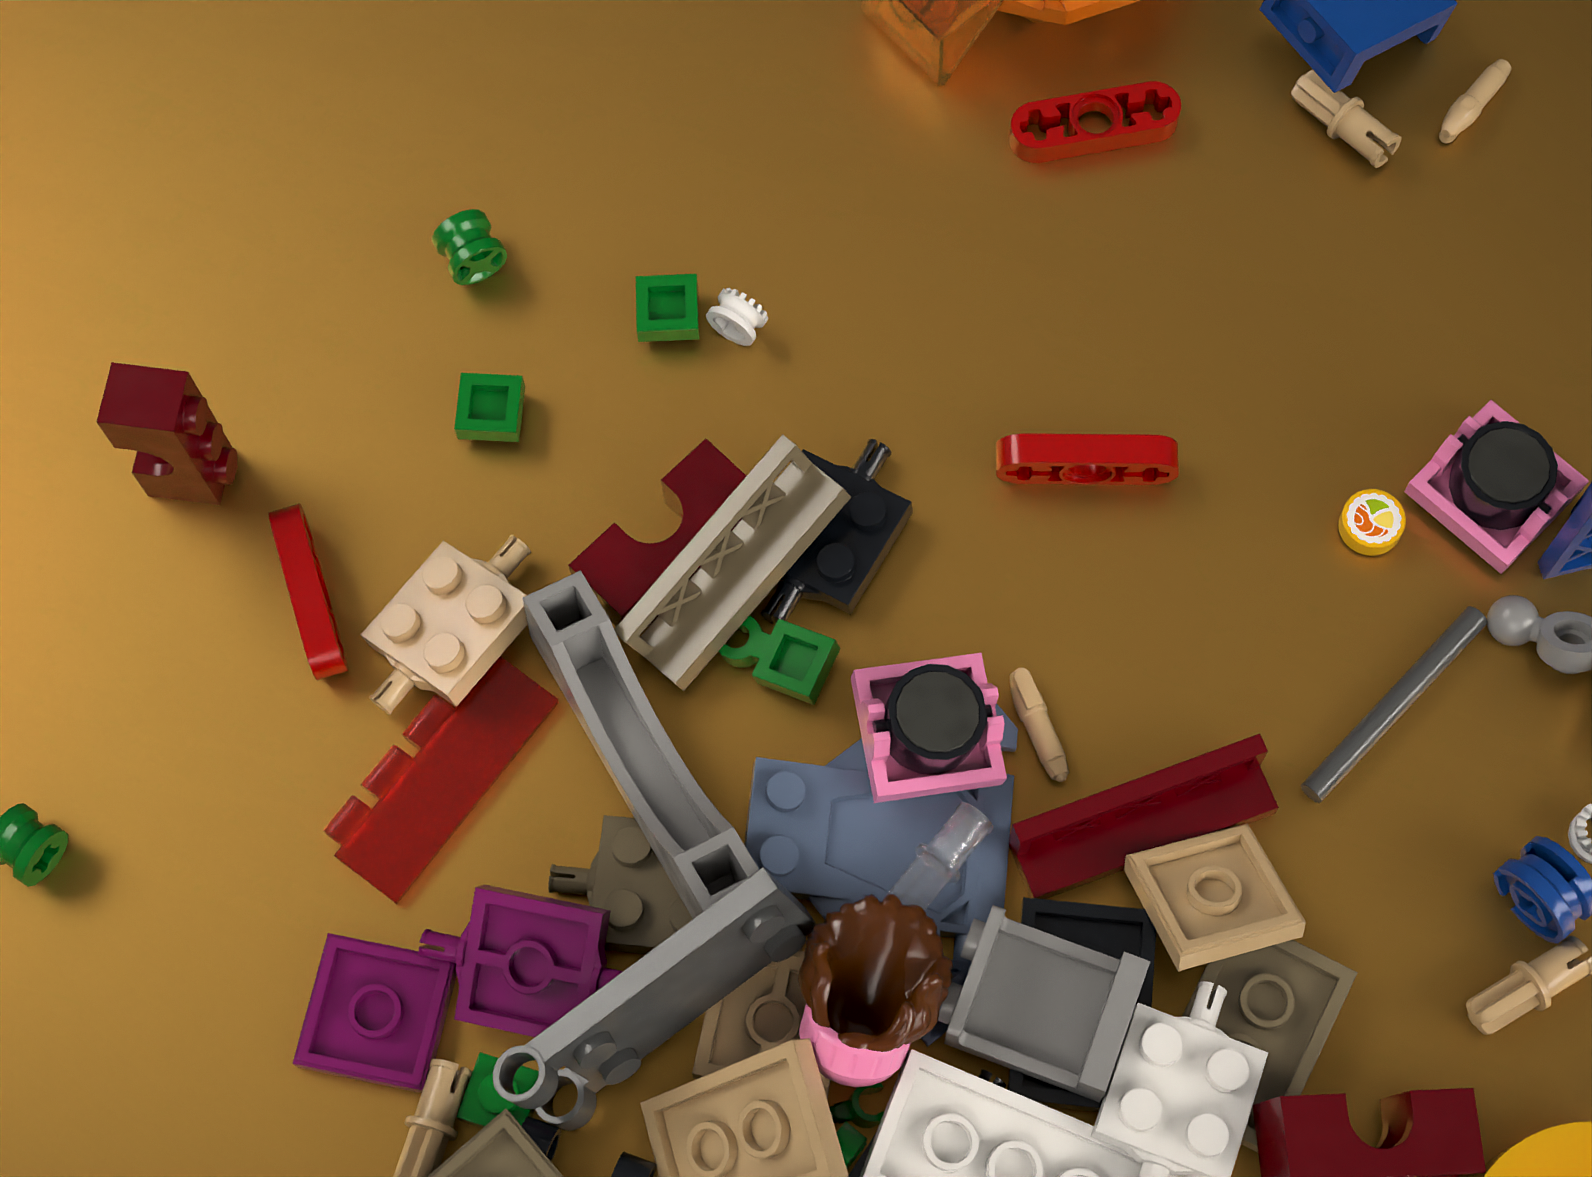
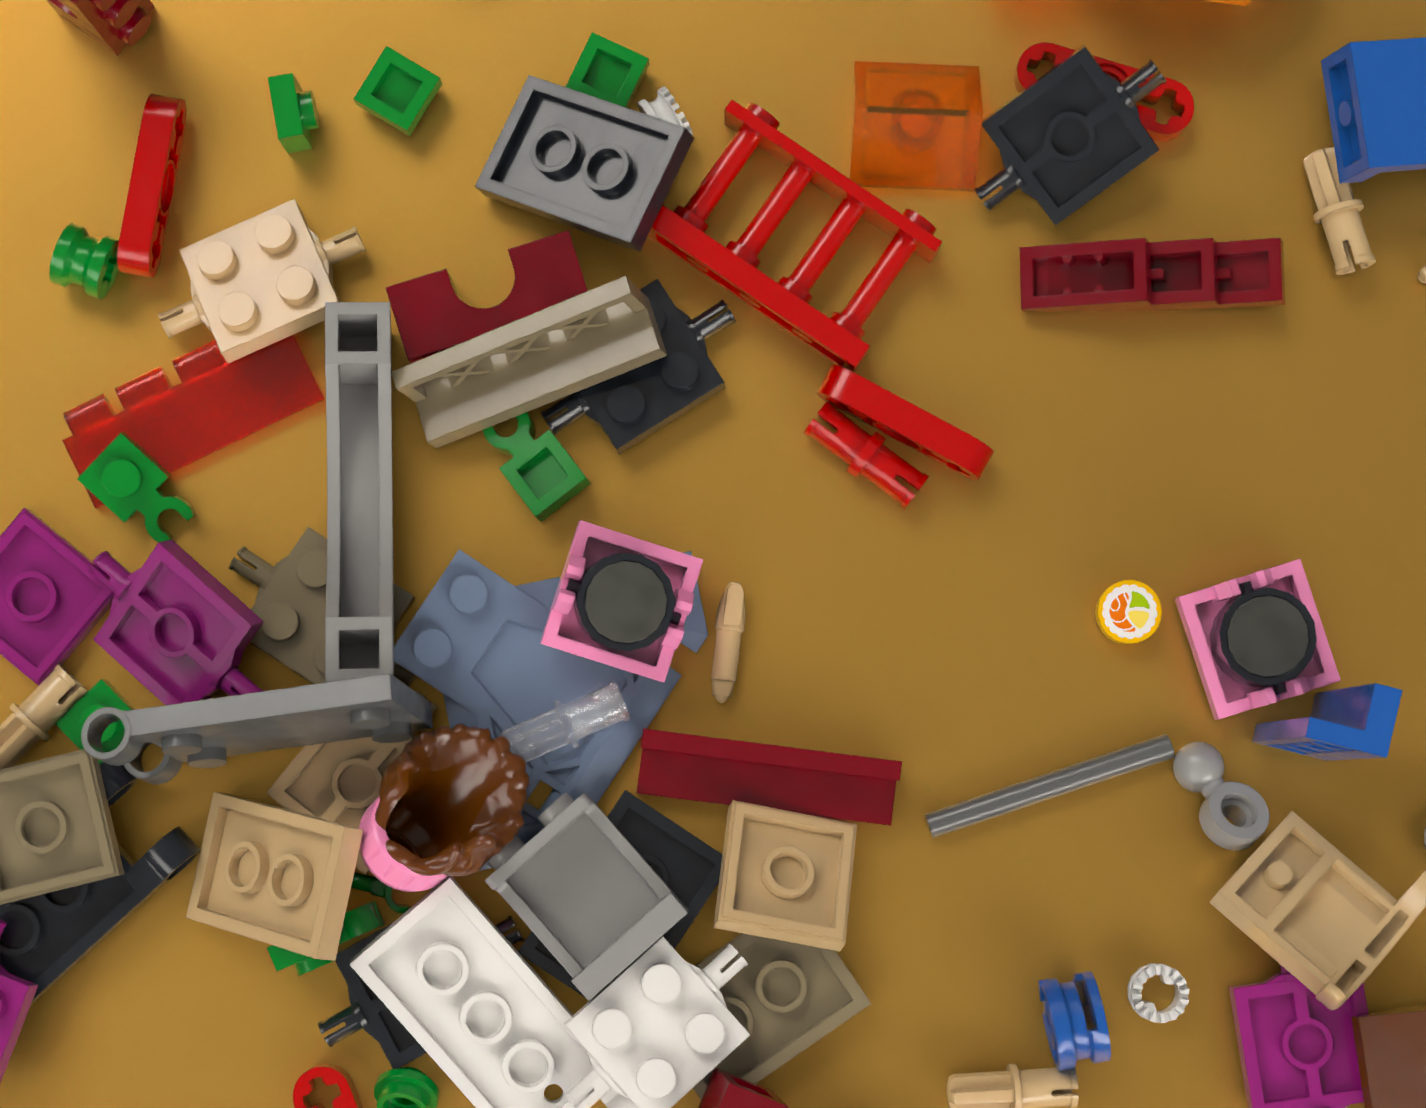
camera: 25 degrees right, 15 degrees up
(279, 684) = (84, 261): none -> green wheel
(406, 467) = (293, 112): none -> green plate
(416, 857) = (129, 481): none -> green plate
(689, 379) = (585, 162): none -> plate
(868, 406) = (789, 298): none -> red fence
(955, 224) = (915, 126): none -> clear orange slope
(1068, 504) = (866, 454): none -> red pin
(1090, 160) = (1070, 135): none -> black plate
(1224, 242) = (1151, 275): none -> dark red slope

